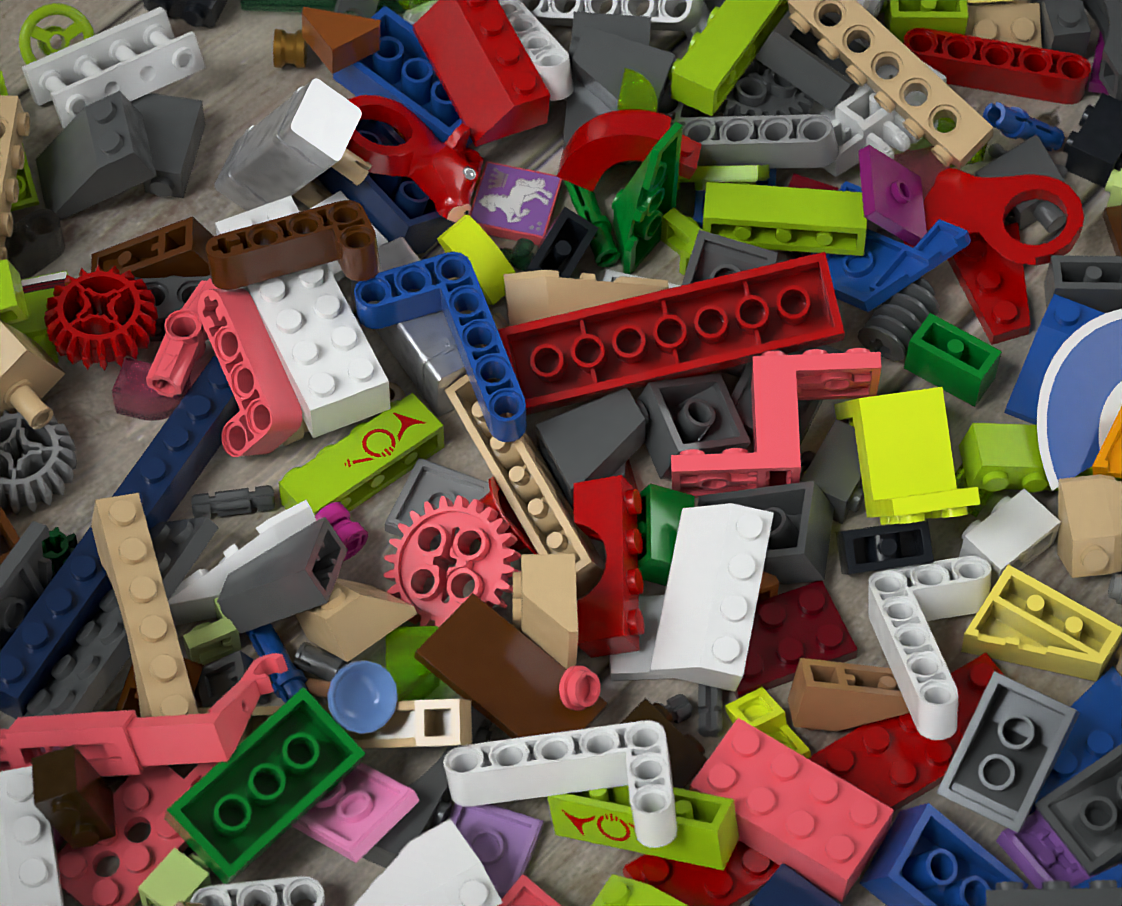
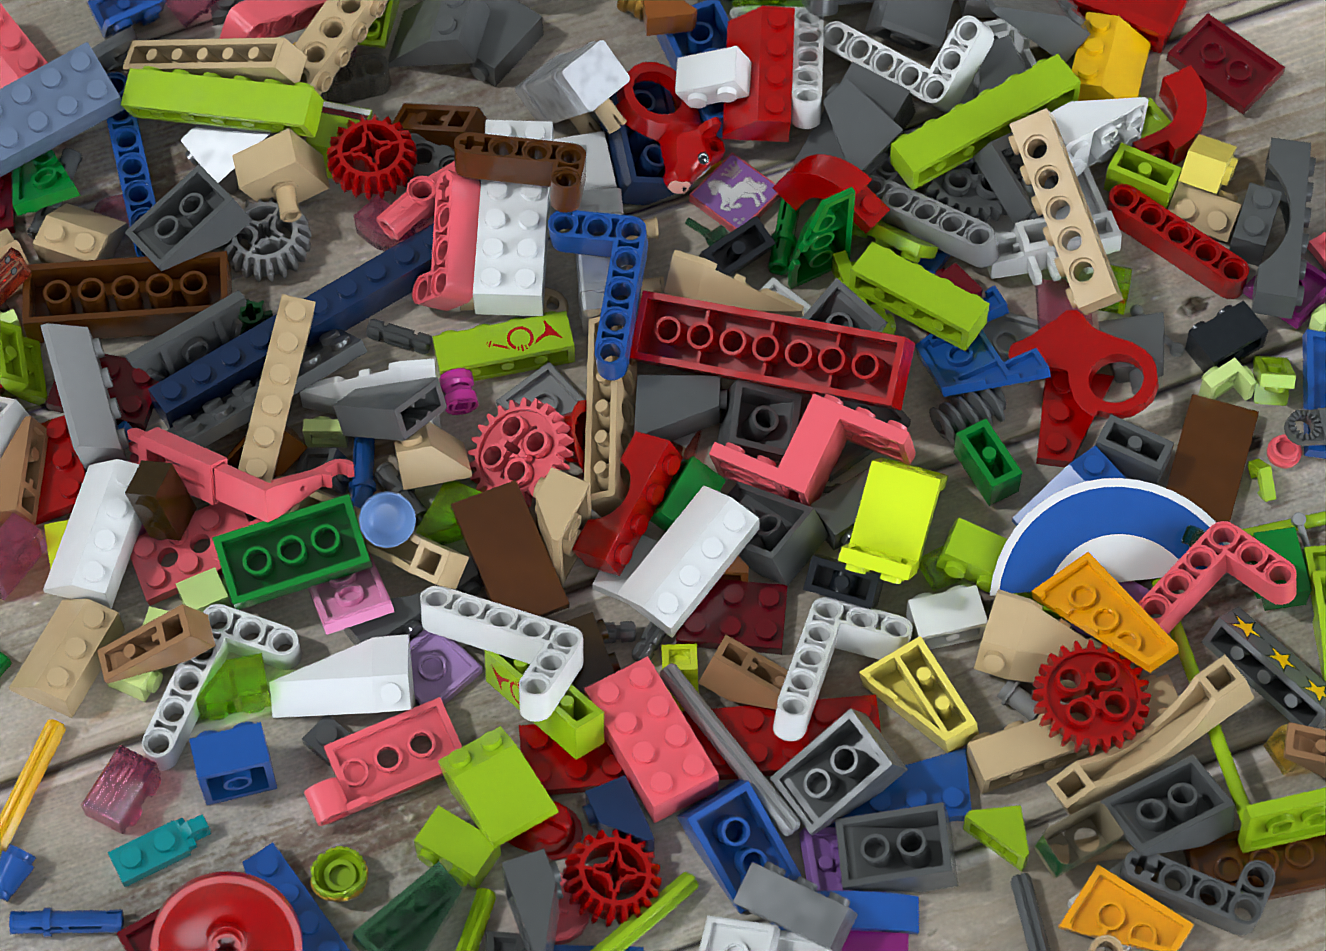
camera: 30 degrees right, 5 degrees up
(438, 82) = (713, 77): none -> white brick
(485, 256) = (676, 224): neon yellow slope -> none
(579, 687) = (549, 582): coral plate -> none
(636, 92) = (855, 149): clear neon green tile -> none
(881, 783) = (729, 748): none -> light grey axle
(892, 195) = (1010, 313): magenta plate -> none
(1016, 124) = (1148, 296): blue pin -> none

